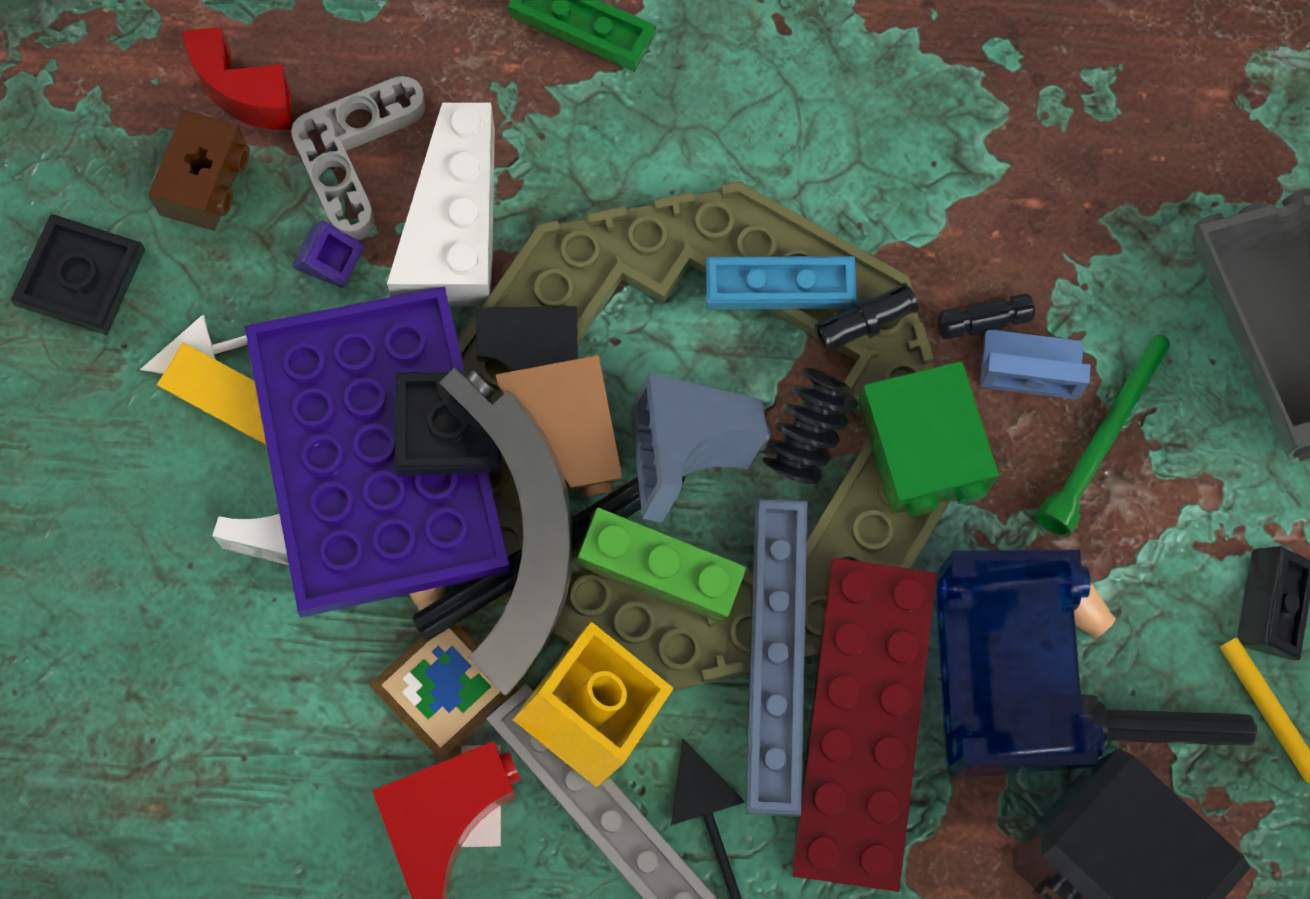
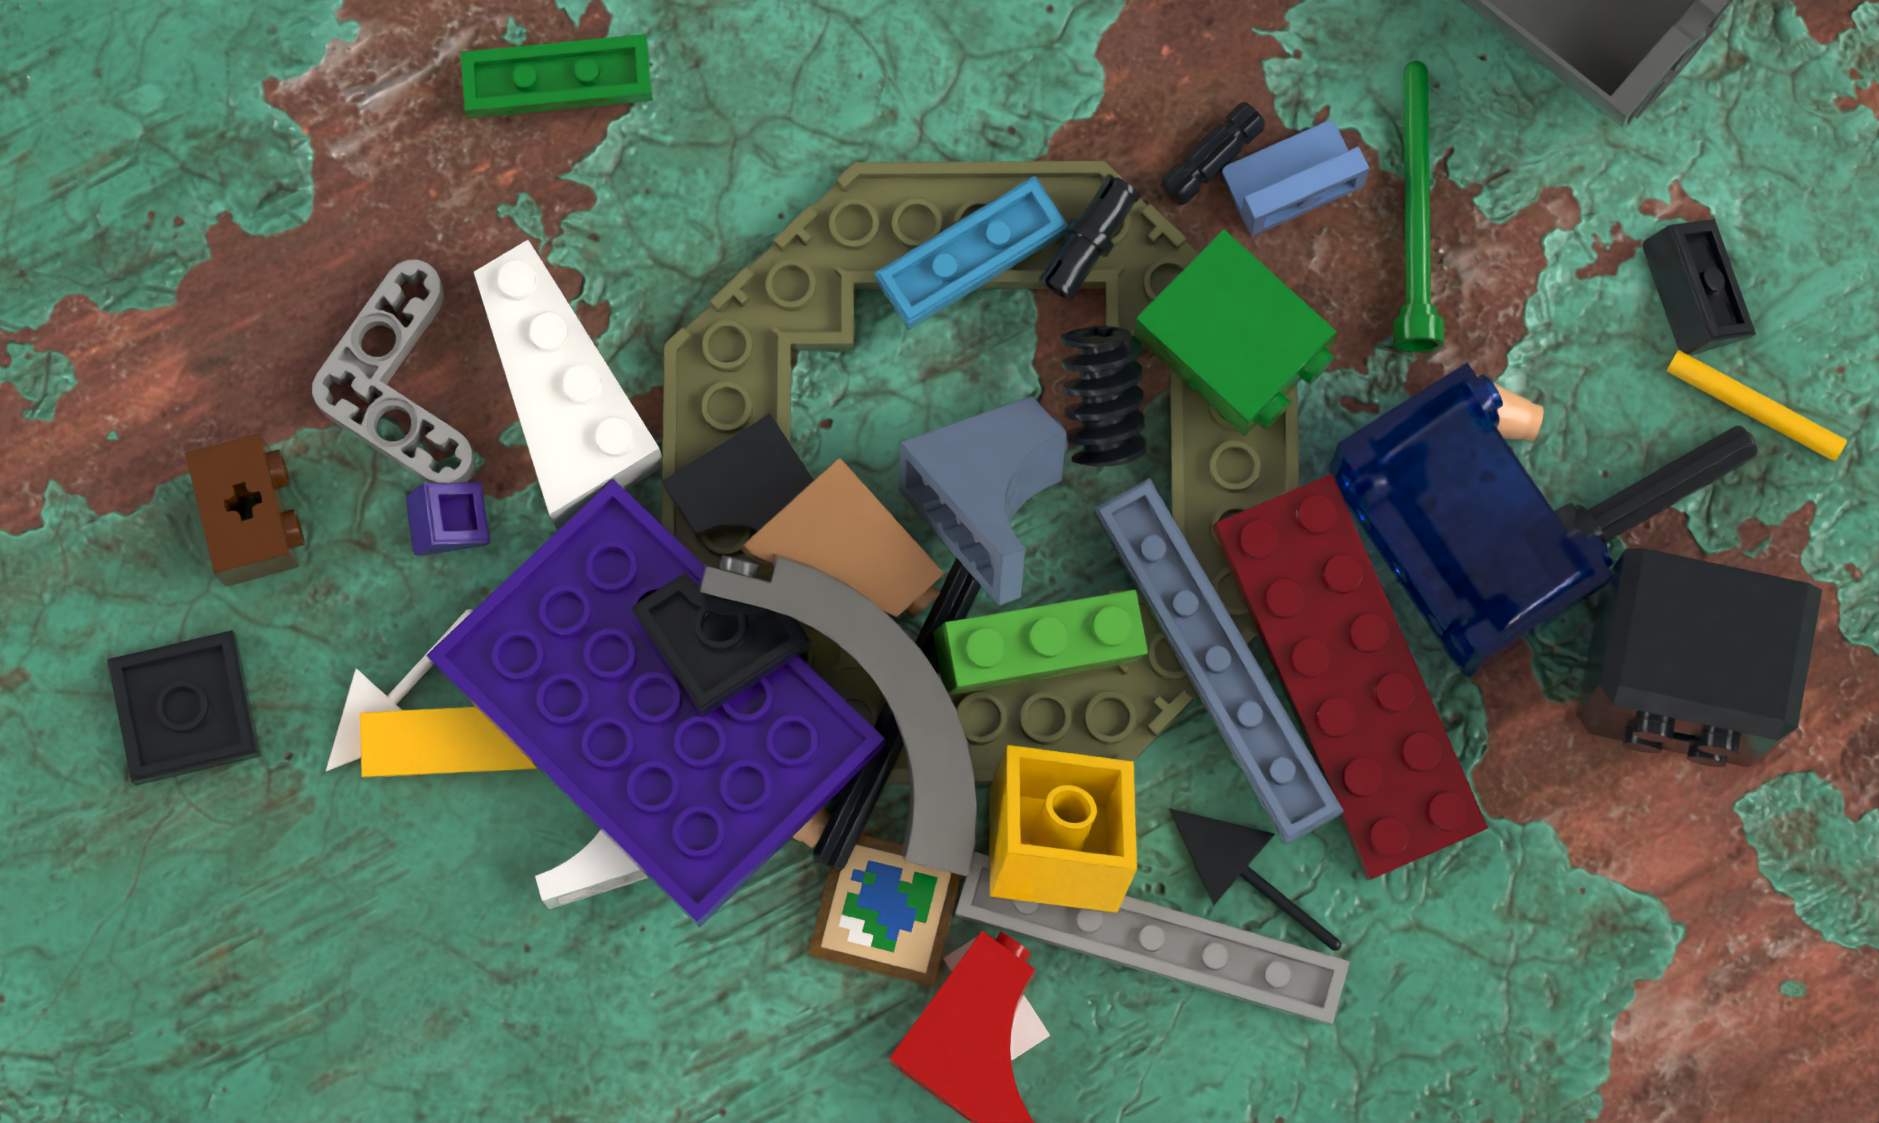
camera: 25 degrees left, 5 degrees up
(249, 94) = (238, 391): red brick -> none

